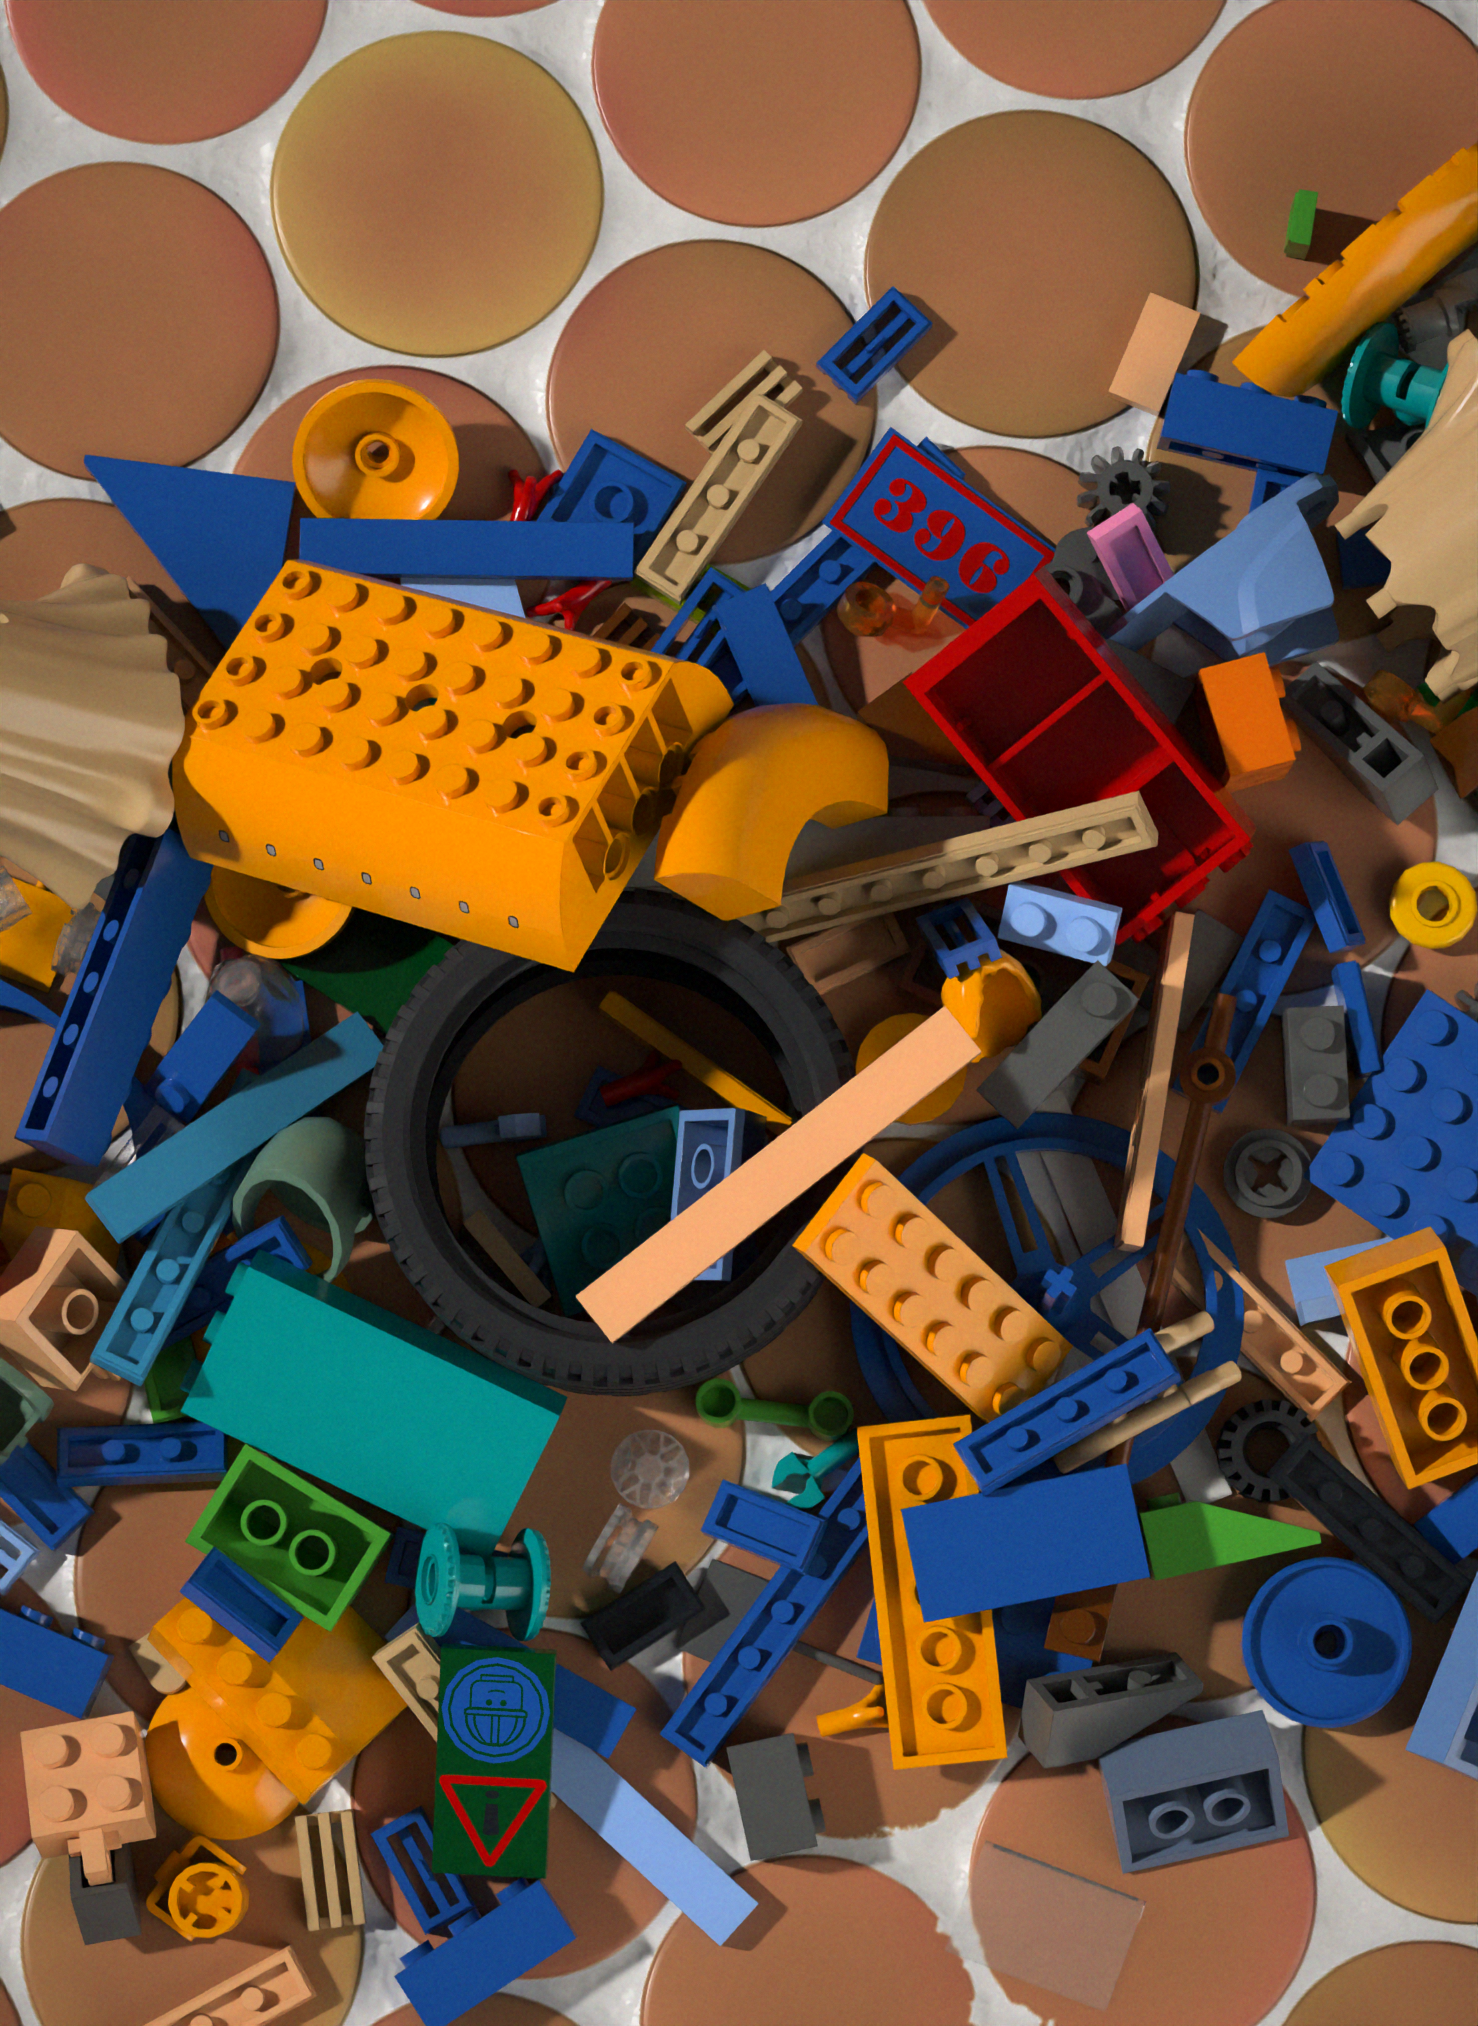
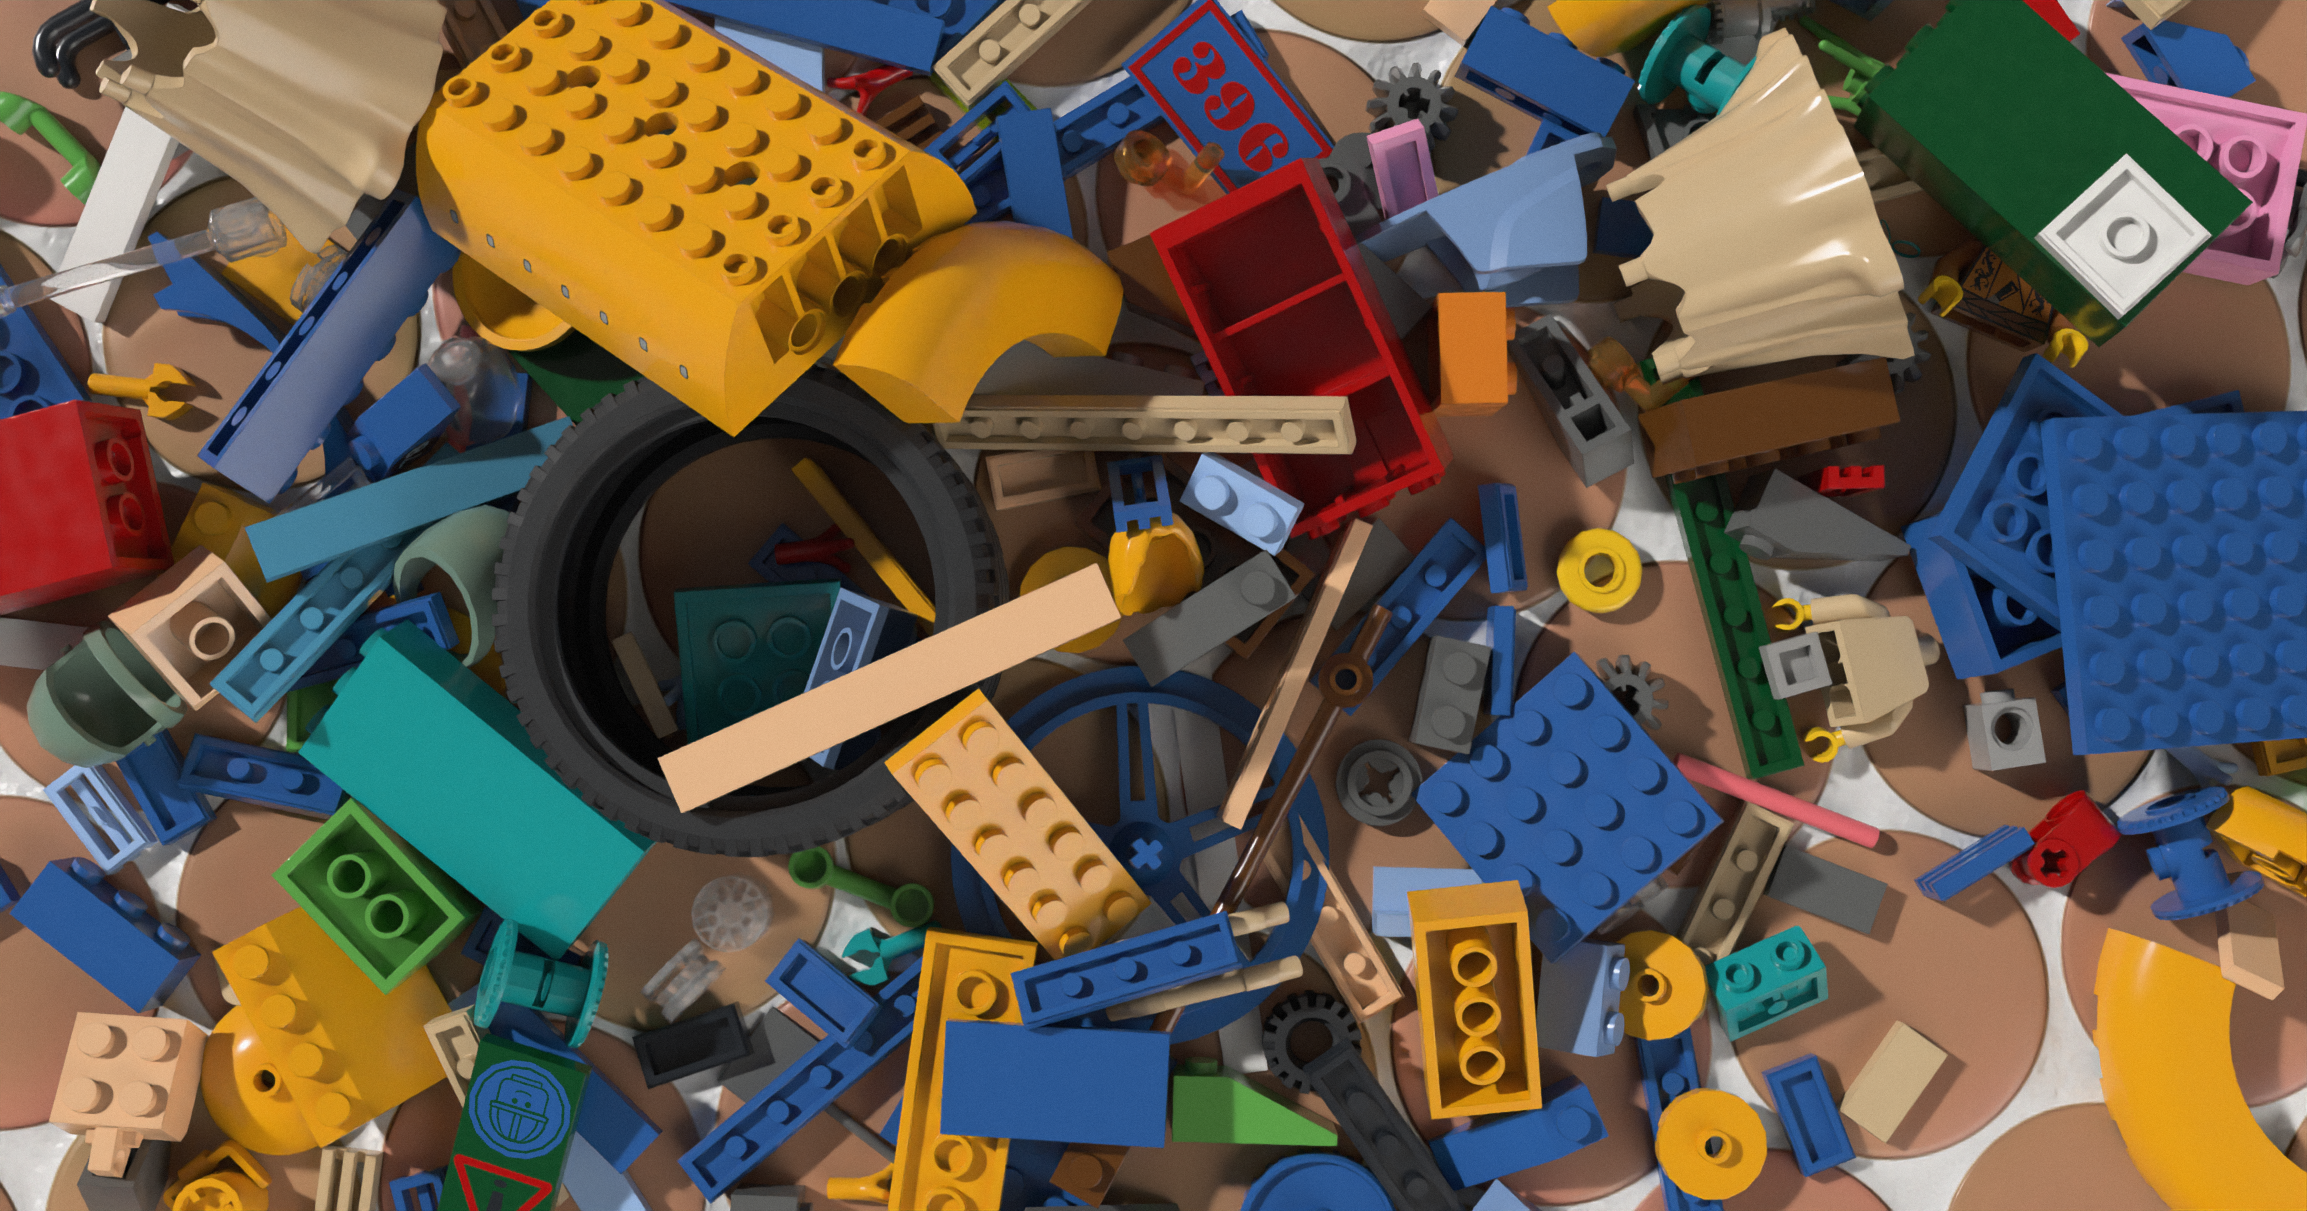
camera: 15 degrees right, 5 degrees up
(241, 1604) = (303, 950): blue tile -> none
(507, 1128) = (670, 560): light blue bar -> none

